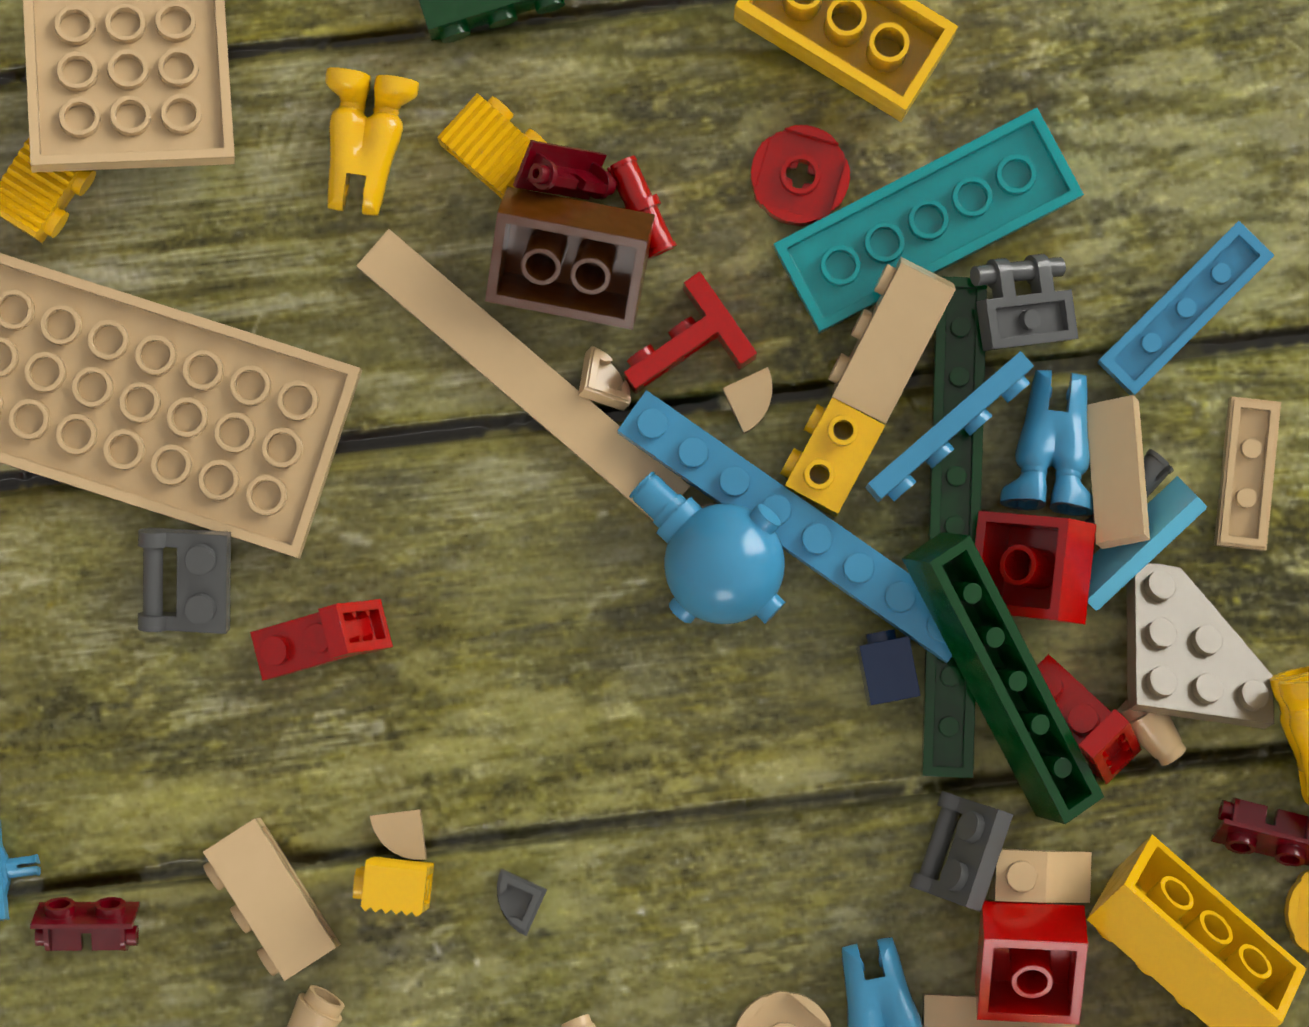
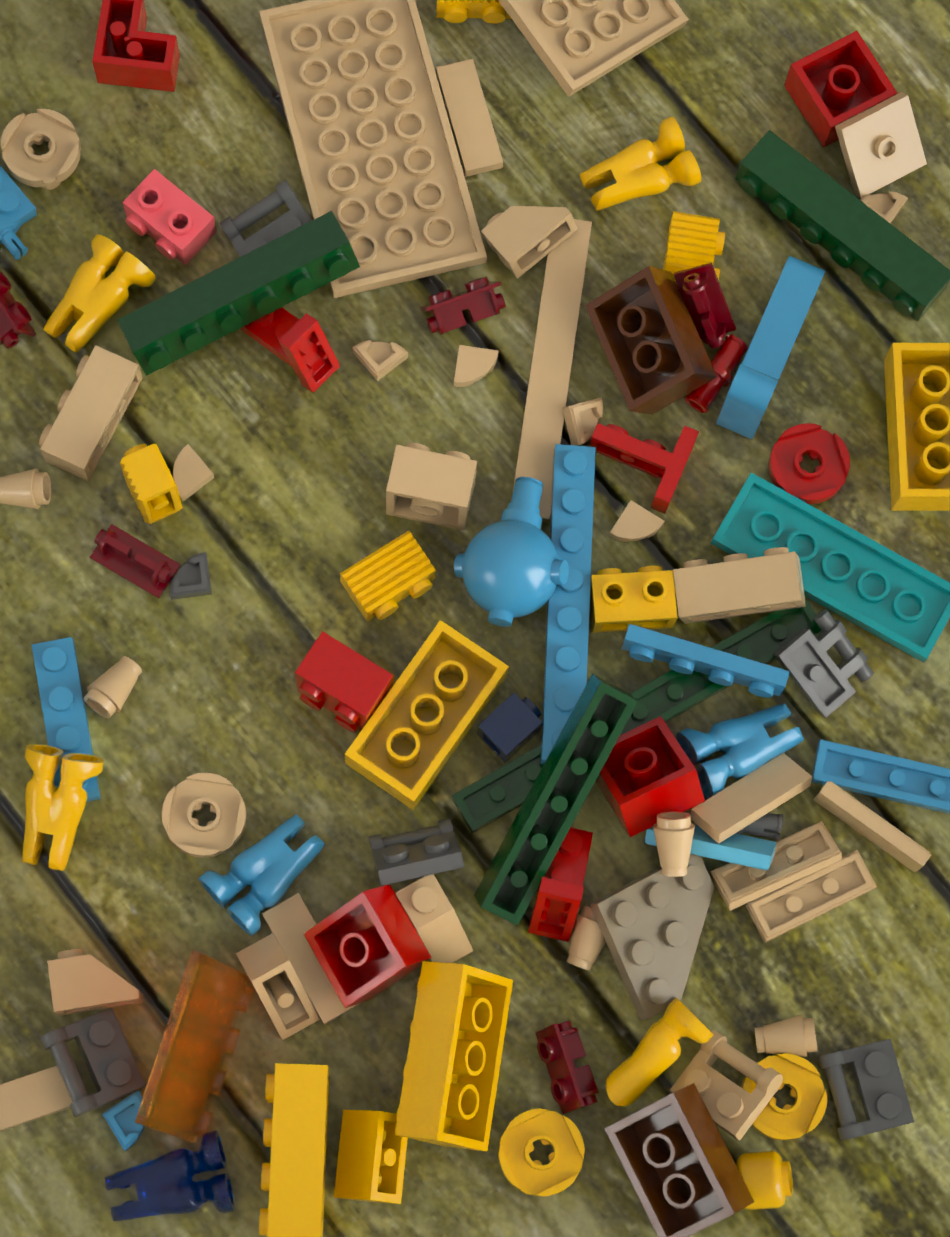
camera: 50 degrees right, 10 degrees down
(99, 682) = (169, 218): none -> coral brick
(138, 818) = (94, 298): none -> yellow piece
(183, 282) = (469, 117): none -> tan tile
(240, 662) = (238, 293): none -> dark green brick
(364, 311) = (527, 234): none -> tan slope
(395, 407) = (448, 309): none -> dark red hinge
(396, 550) = (379, 356): none -> tan tile
(463, 949) = (134, 560): none -> dark red hinge
(468, 457) = (473, 364): none -> tan tile
(584, 590) = (430, 486): none -> tan brick
(649, 695) = (388, 577): none -> yellow brick
(694, 193) = (770, 348): none -> dark azure beam
(743, 816) = (342, 682): none -> red brick
(826, 750) = (426, 715): none -> yellow brick
(1121, 584) = (674, 842): none -> tan cone
(1202, 466) = (793, 859): none -> tan tile
(1219, 366) = (872, 826): none -> tan tile

